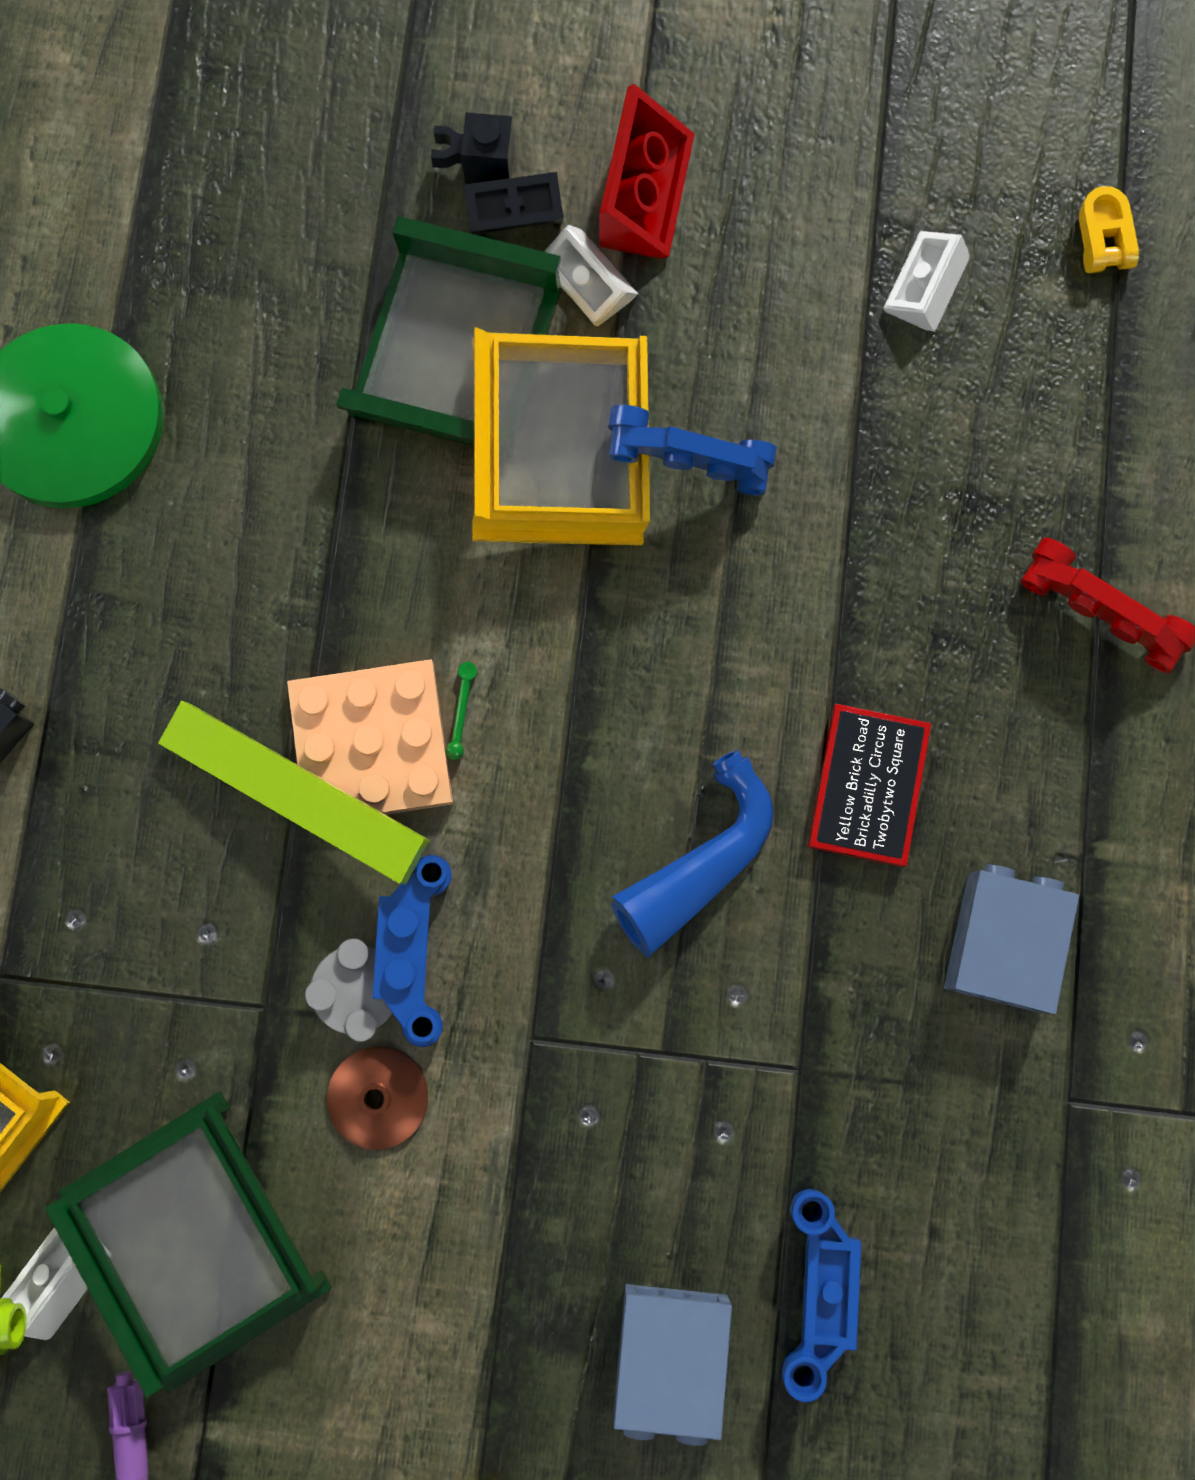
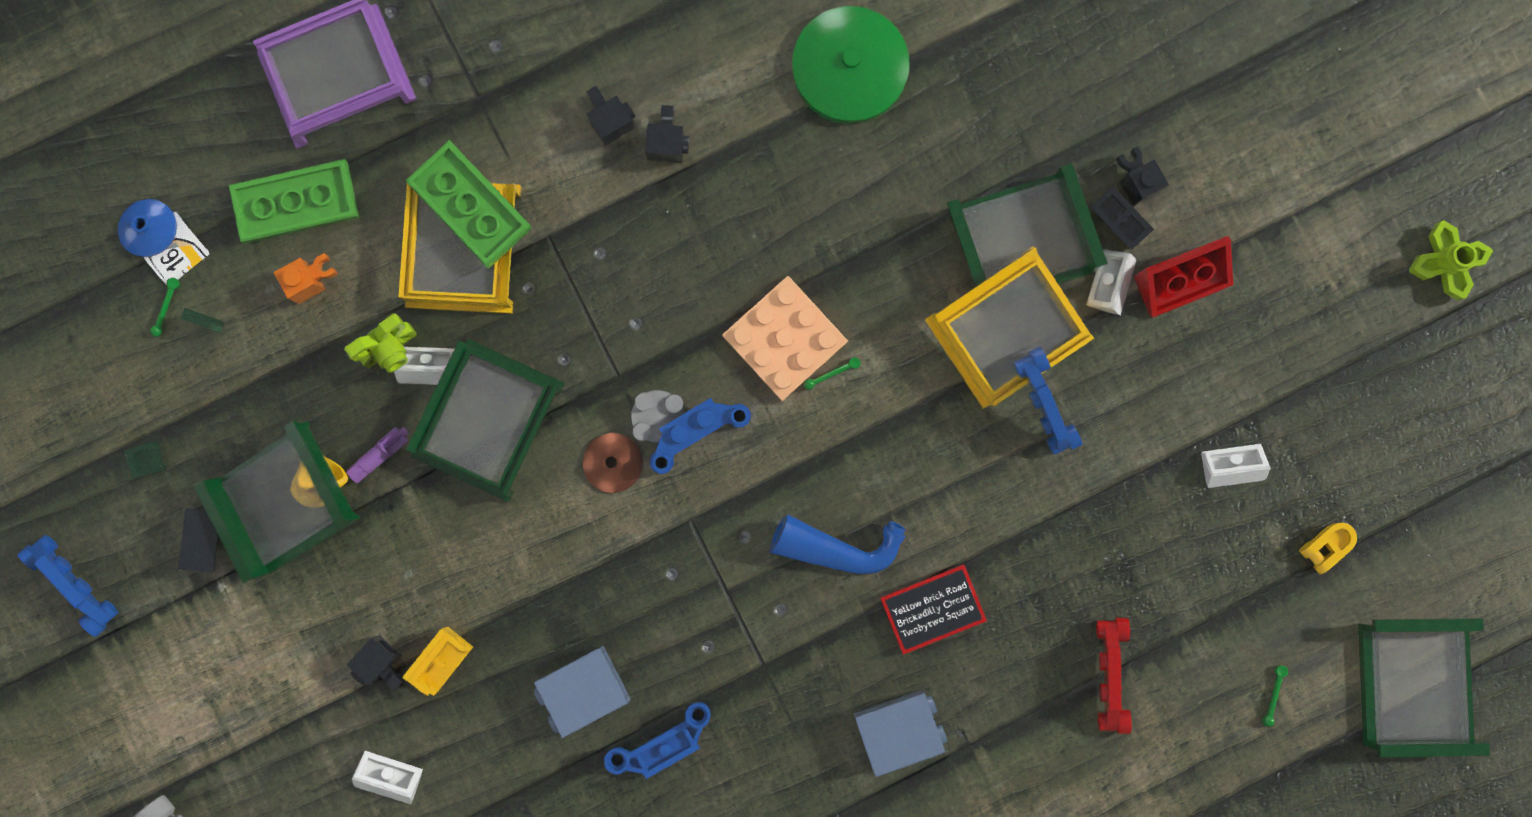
camera: 55 degrees right, 5 degrees up
(294, 792) = (734, 319): lime tile -> none

